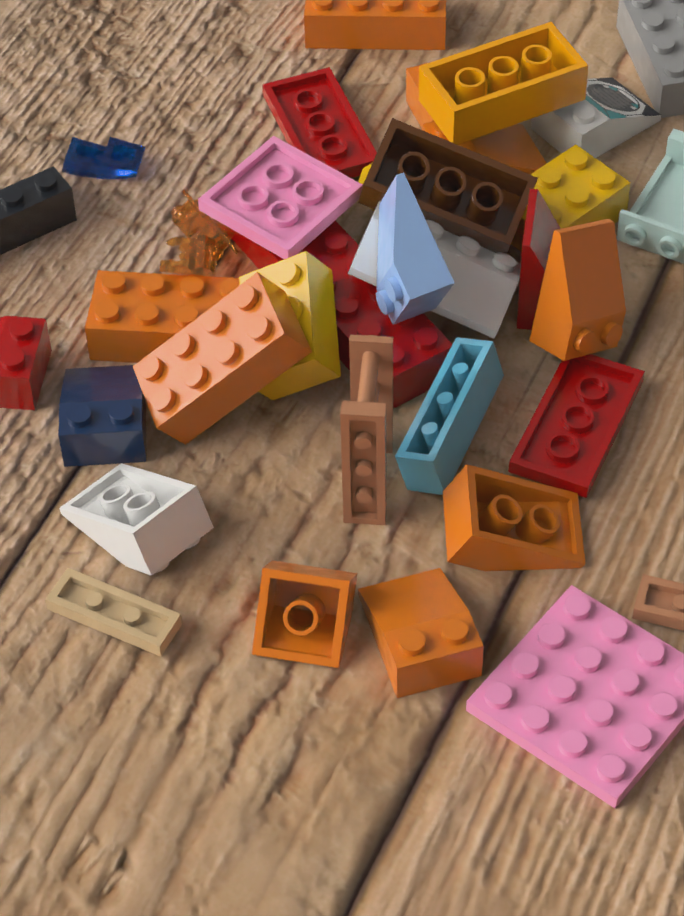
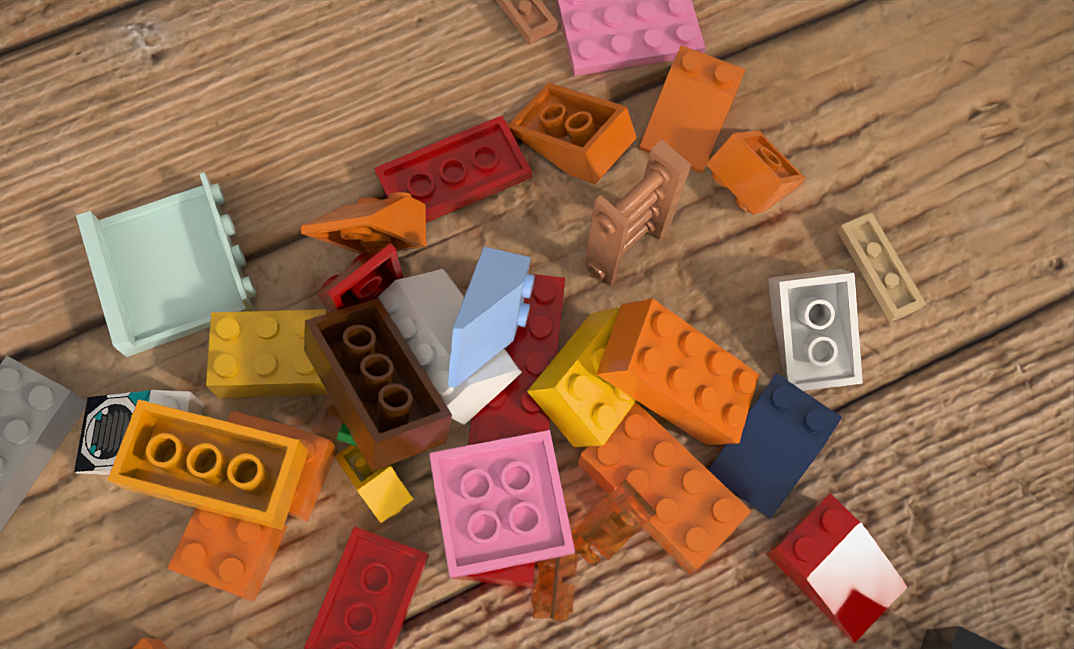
camera: 145 degrees left, 20 degrees up
(449, 416) = (541, 225): medium azure brick -> none

